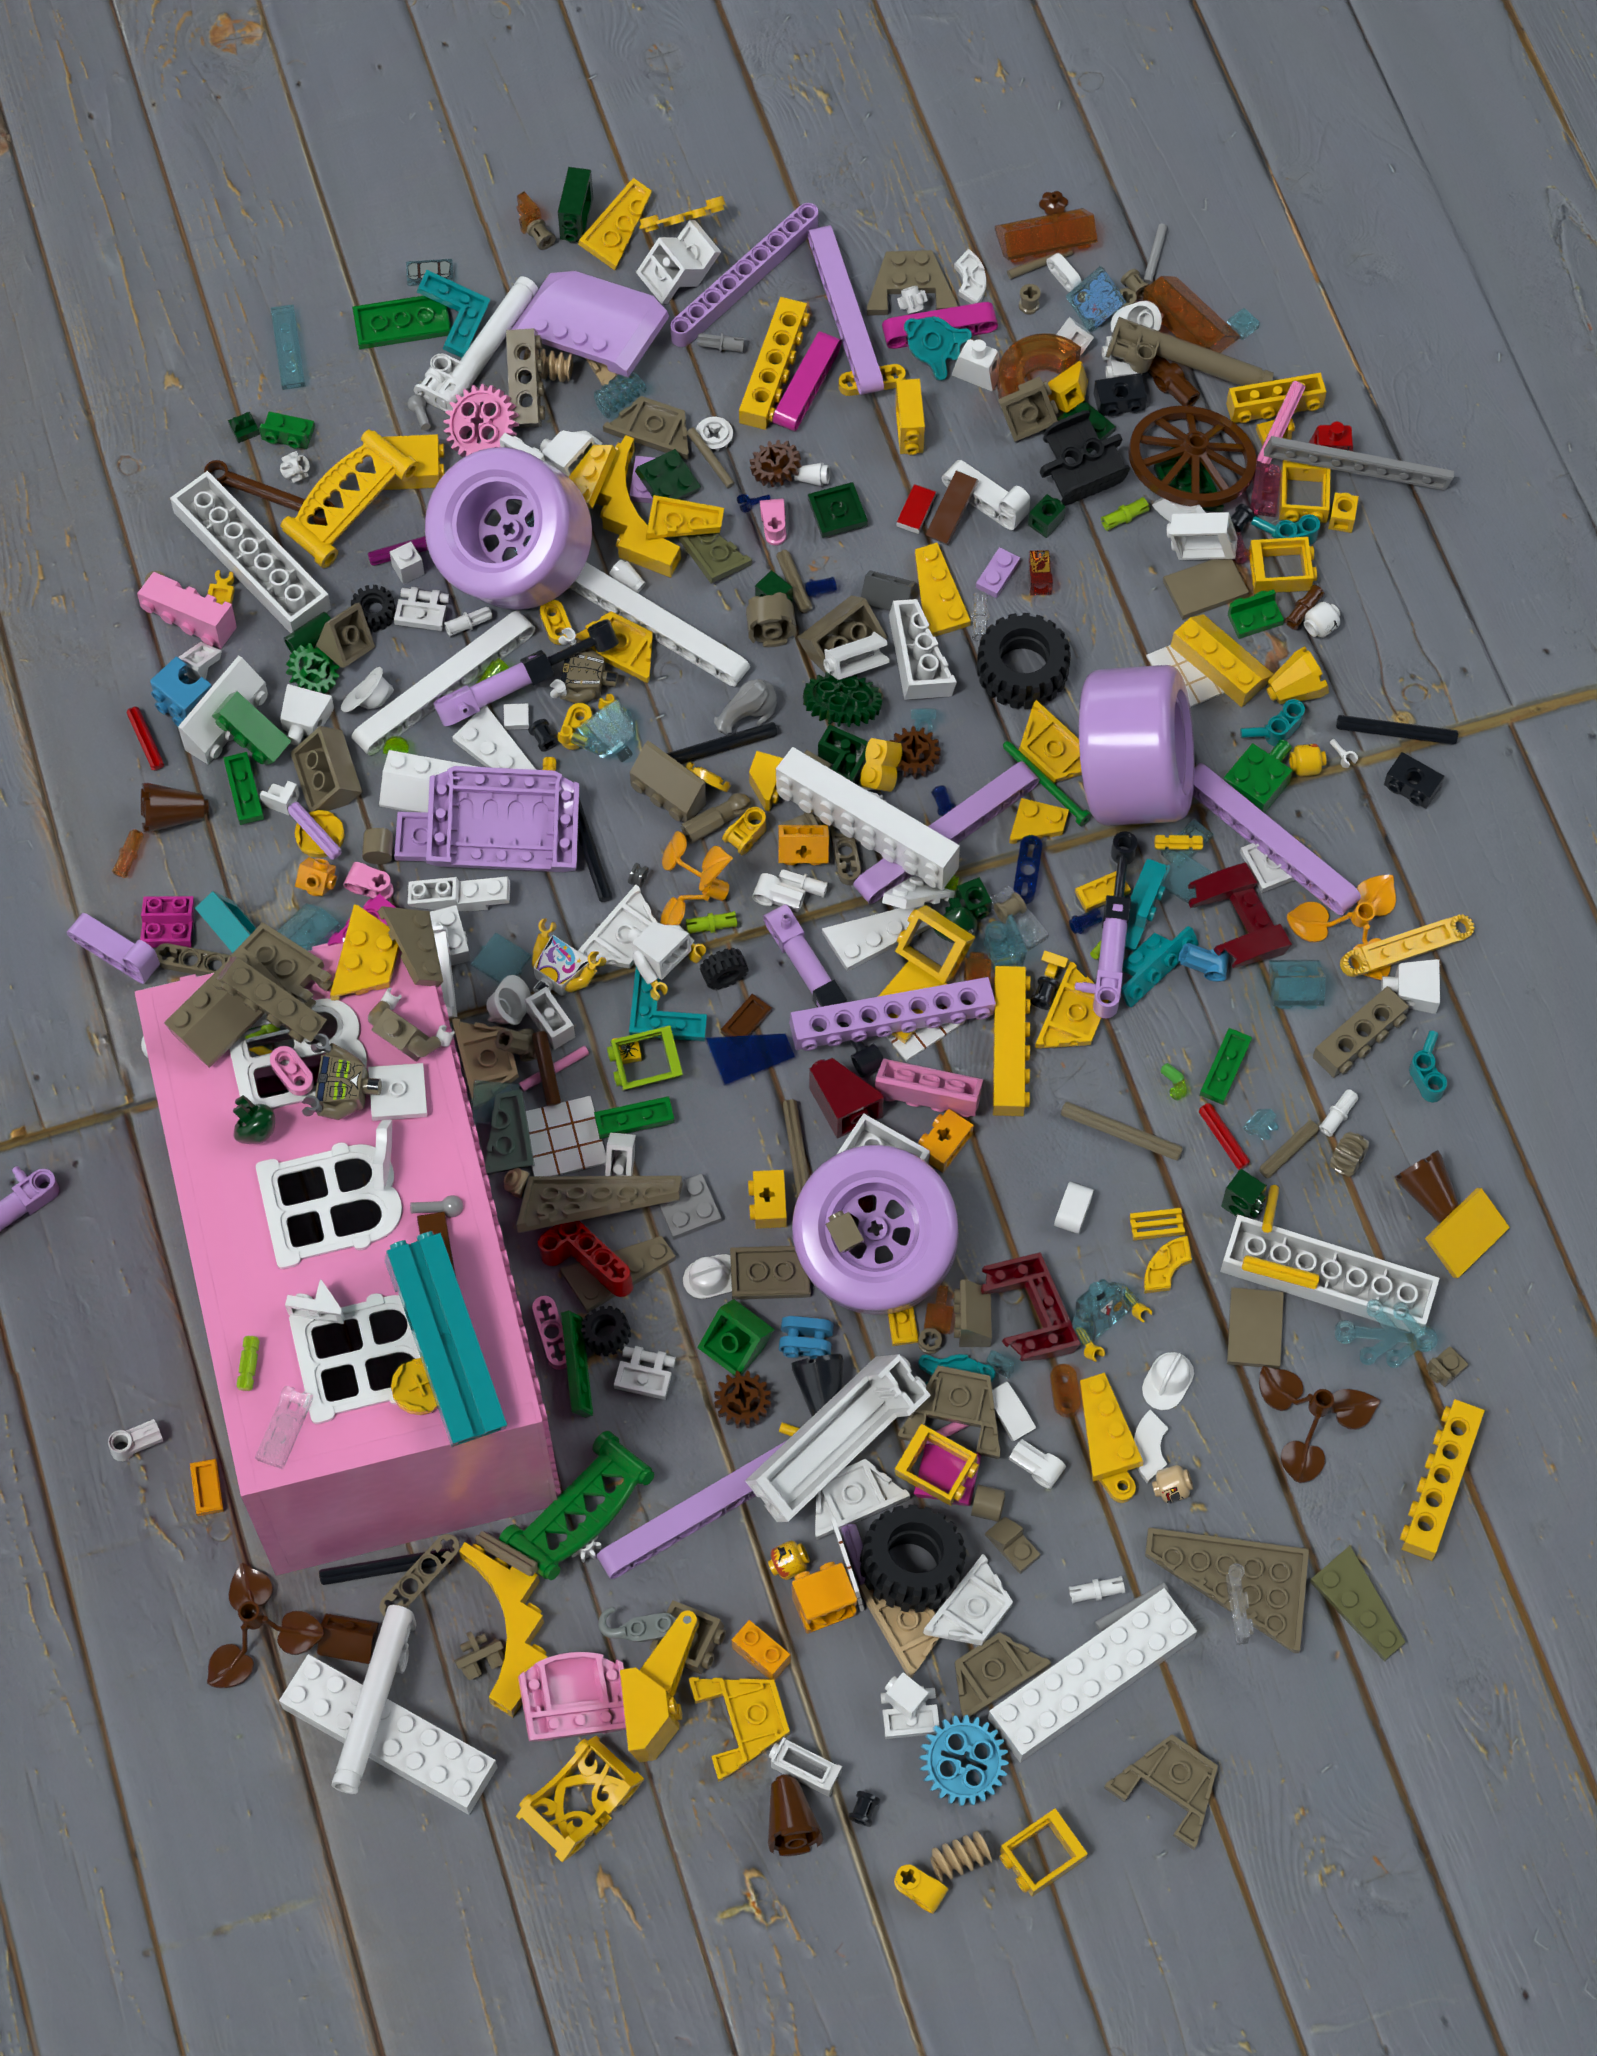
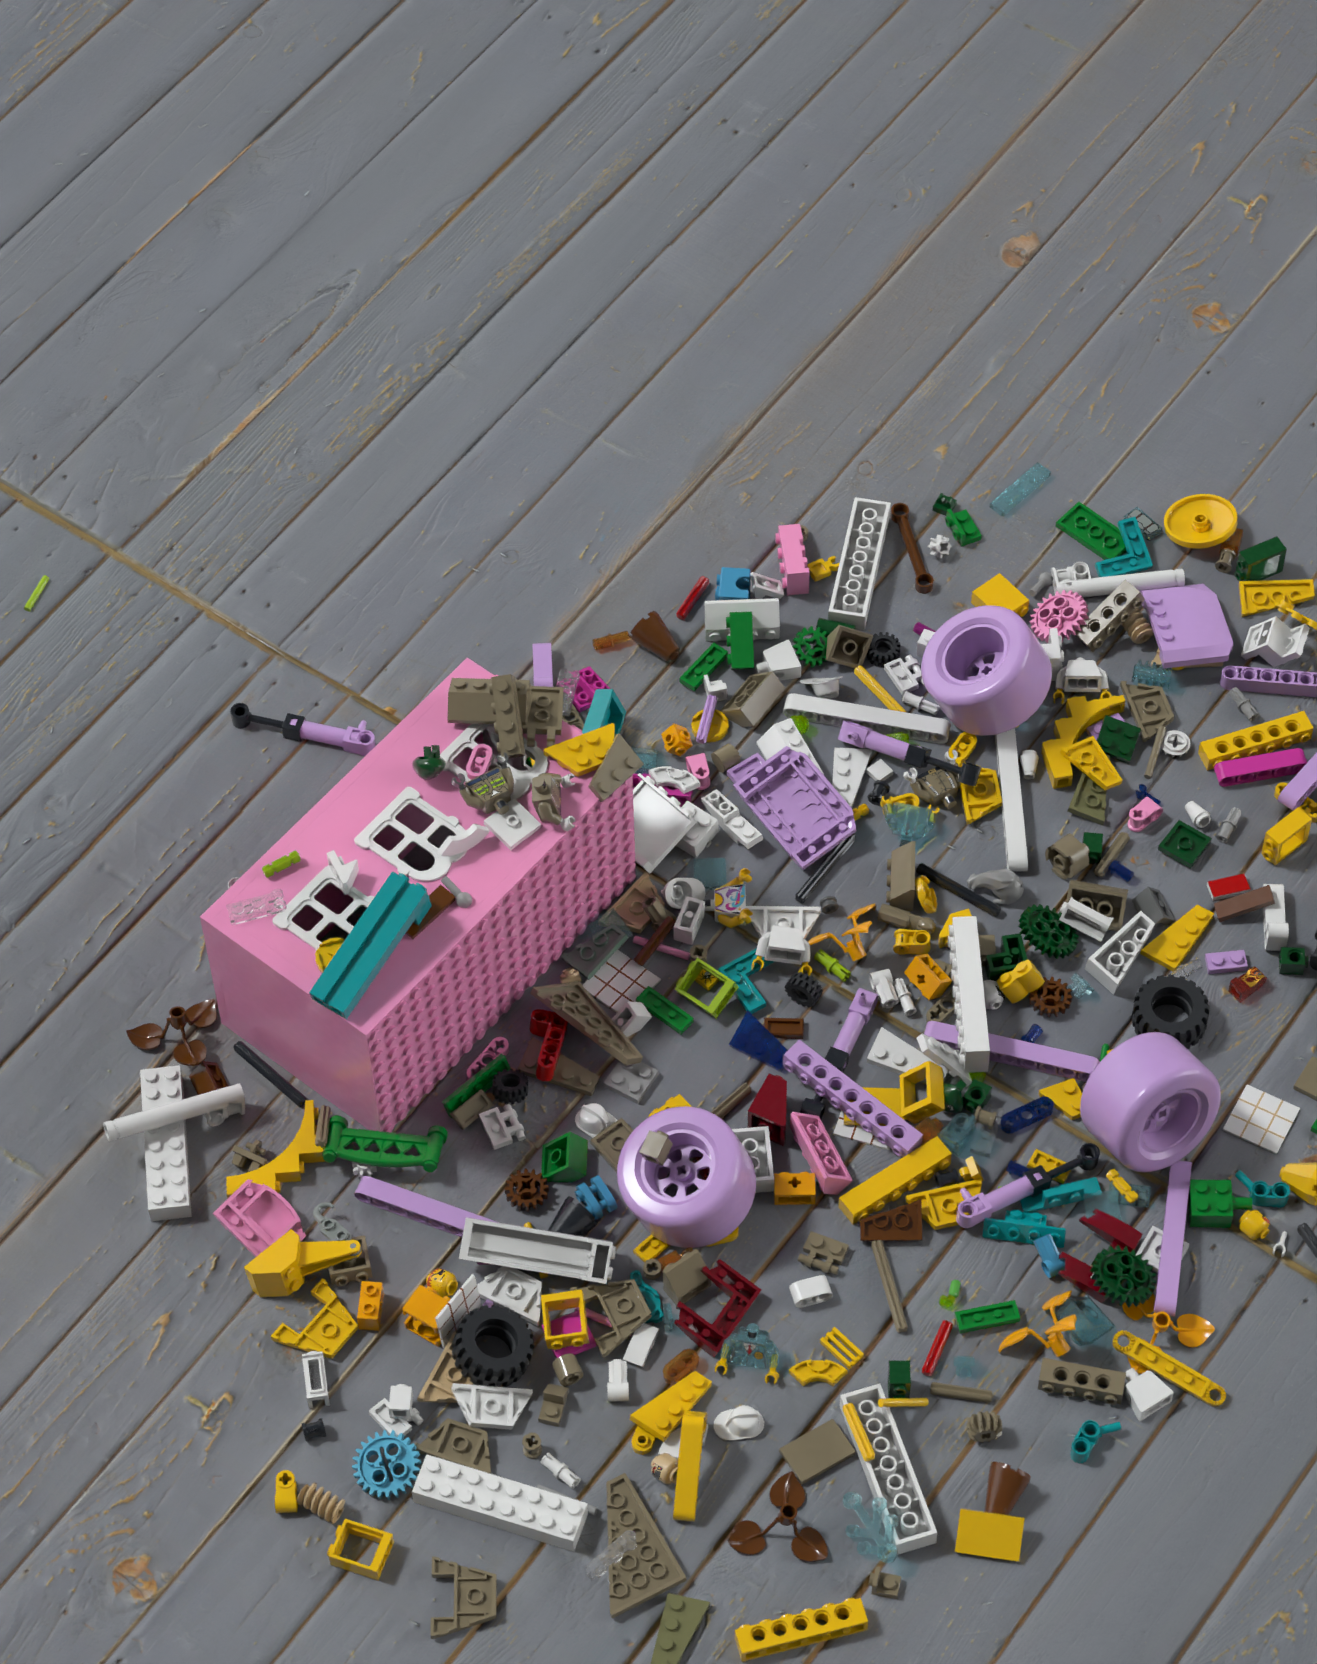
camera: 55 degrees right, 10 degrees down
(166, 946) = (569, 688): none -> clear plate
(319, 538) = (981, 587): yellow piece -> none
(371, 903) = (673, 777): none -> white tile
(400, 648) = (877, 689): none -> yellow axle
(417, 1573) = (275, 1096): dark tan beam -> none
(478, 220) = (1200, 521): none -> yellow dish
(573, 1837) = (221, 1286): yellow fence -> none
(592, 471) = (1073, 694): yellow wing -> none
(592, 1036) = (698, 951): none -> dark tan bush
(600, 1388) = (471, 1108): none -> dark tan tile
(786, 460) = (1183, 788): reddish brown gear -> none
(791, 1819) = (274, 1391): reddish brown cone -> none
(848, 456) = (1229, 825): none -> light grey axle
(1034, 1159) = (825, 1248): none -> dark tan plate
(1048, 1606) = (536, 1448): none -> dark tan bush
(1060, 1076) = (894, 1225): none -> reddish brown wing
(1191, 1450) = (689, 1465): none -> yellow beam
(1220, 659) = (1283, 1126): yellow slope -> none
(1283, 912) = (1123, 1276): none -> dark green gear
(1311, 1003) = (1056, 1339): none -> light orange plant
(1338, 1113) = (1017, 1404): white axle -> none
(1408, 768) = (1298, 1286): black brick -> none

